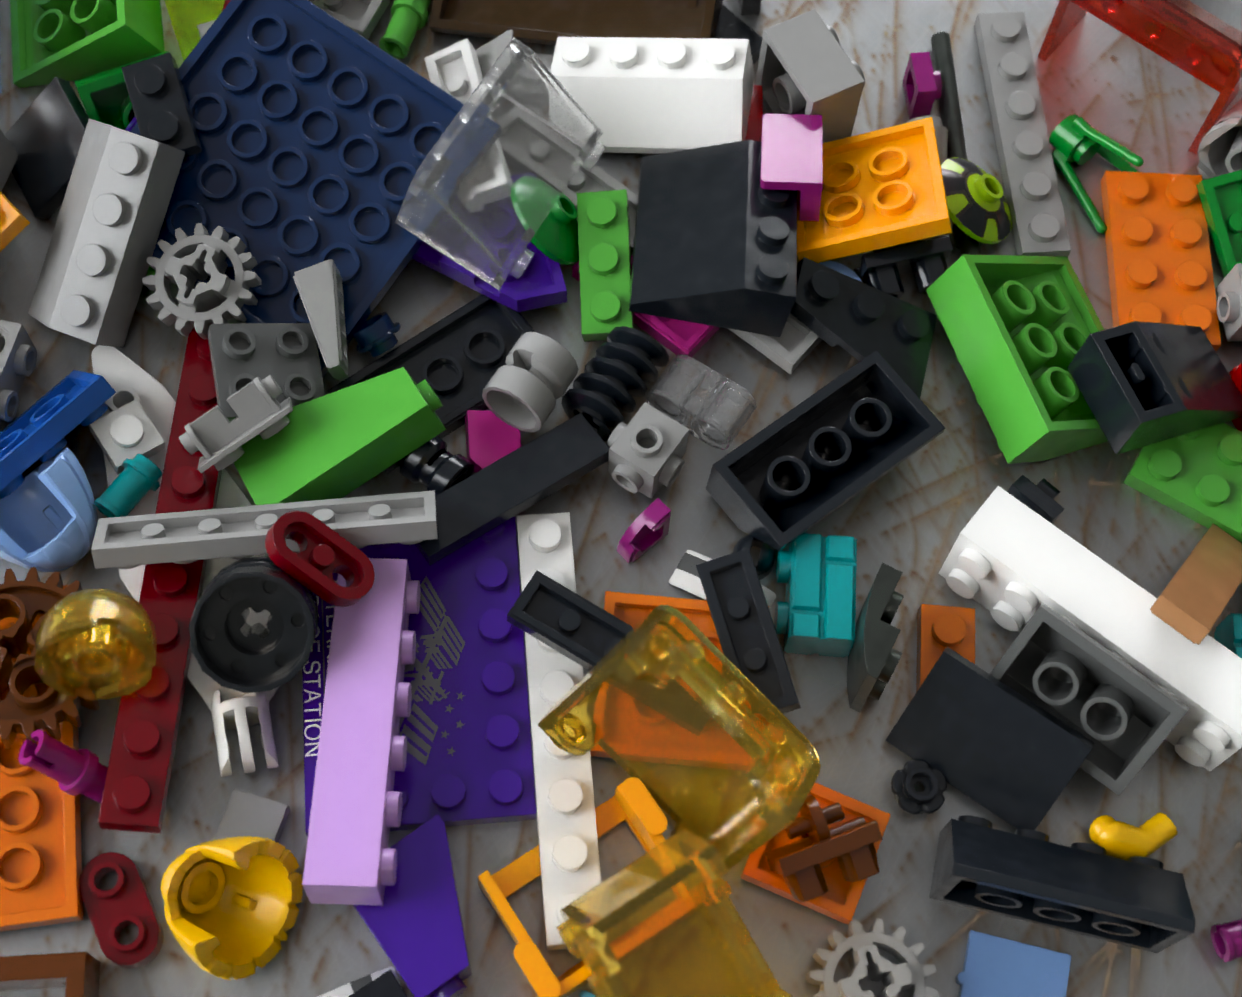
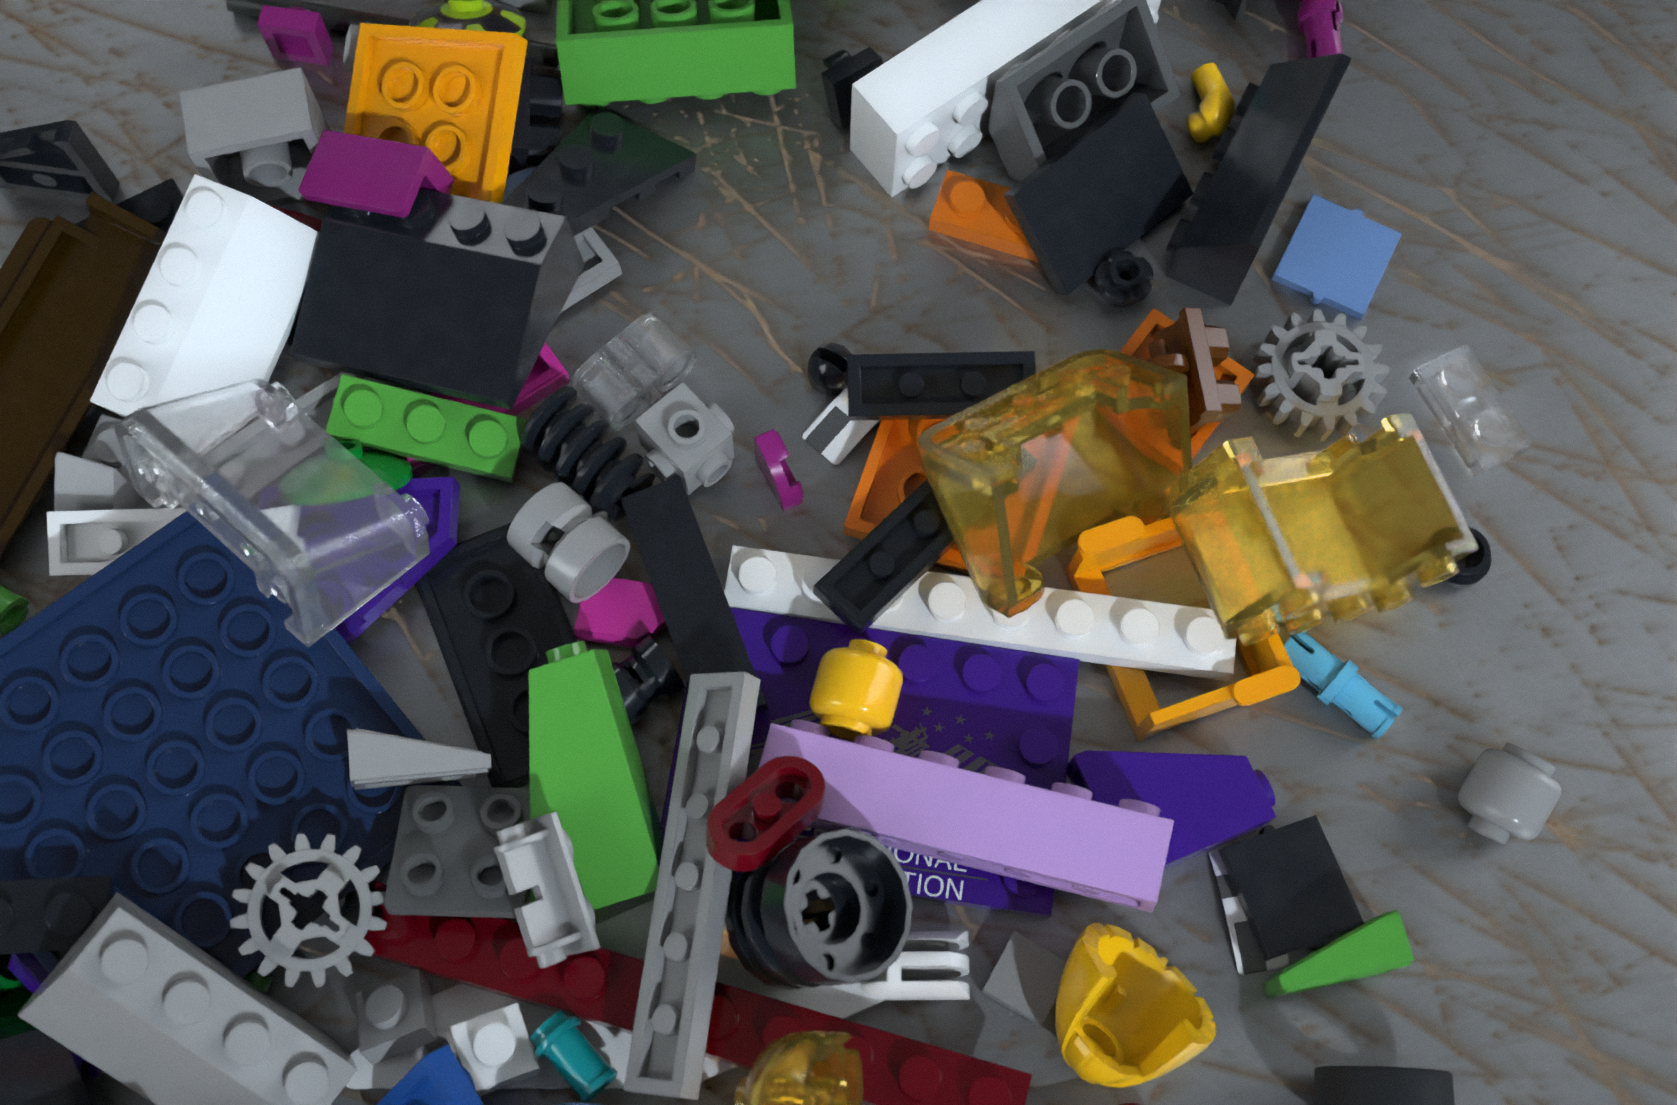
camera: 75 degrees left, 5 degrees up
(144, 367) = (395, 1017): none -> light grey plate
(377, 335) = (436, 715): dark blue plate -> none
(454, 625) = (856, 690): none -> yellow head
(818, 595) = (896, 308): teal brick -> none
(822, 453) = (746, 257): black slope -> none
(872, 654) = (978, 274): pearl dark grey slope -> none

